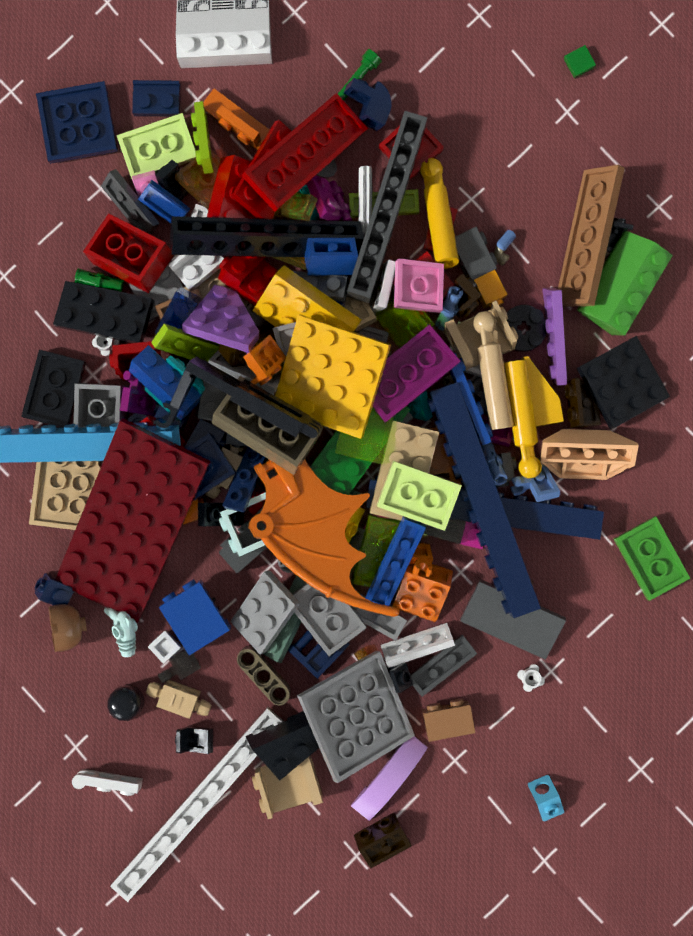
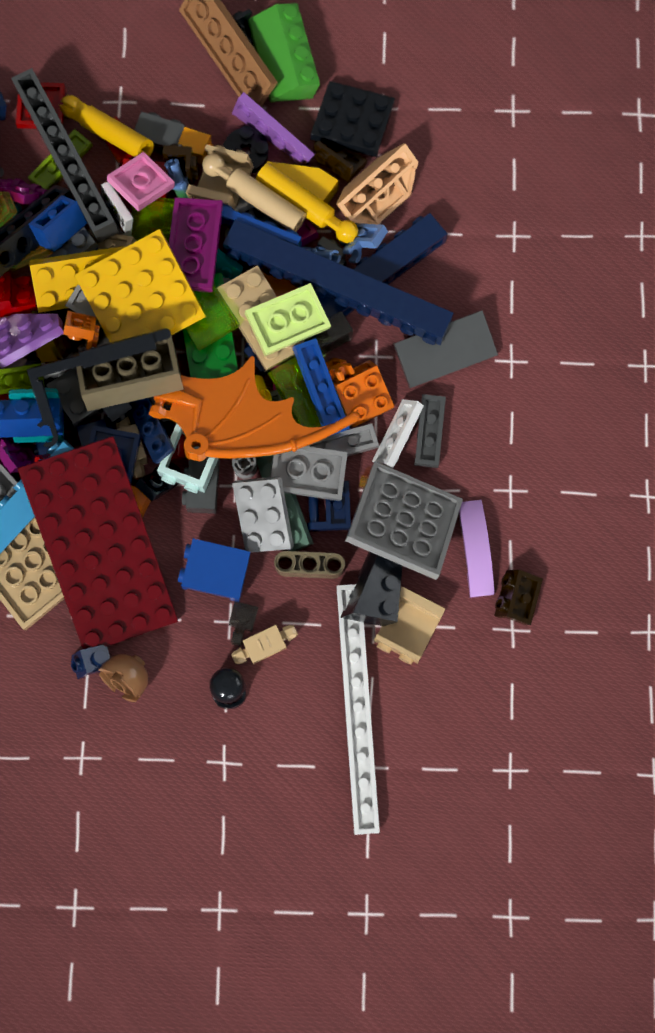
camera: 45 degrees left, 10 degrees down
(107, 781) = (273, 761): white plate -> none
(123, 631) = (172, 633): light aqua piece -> none
(164, 646) = (215, 618): white plate -> none
(194, 740) = (307, 662): black bracket -> none
(365, 196) = (41, 165): white axle -> none
(401, 677) = (408, 464): black bracket -> none
(448, 720) = (474, 464): medium nougat brick -> none
(469, 536) = (358, 322): dark pink plate -> none
(502, 245) = (173, 110): arm -> none
(537, 679) = (499, 371): white plate -> none
(548, 803) = (605, 449): medium azure bracket -> none
(651, 558) = (497, 215): bright green plate -> none

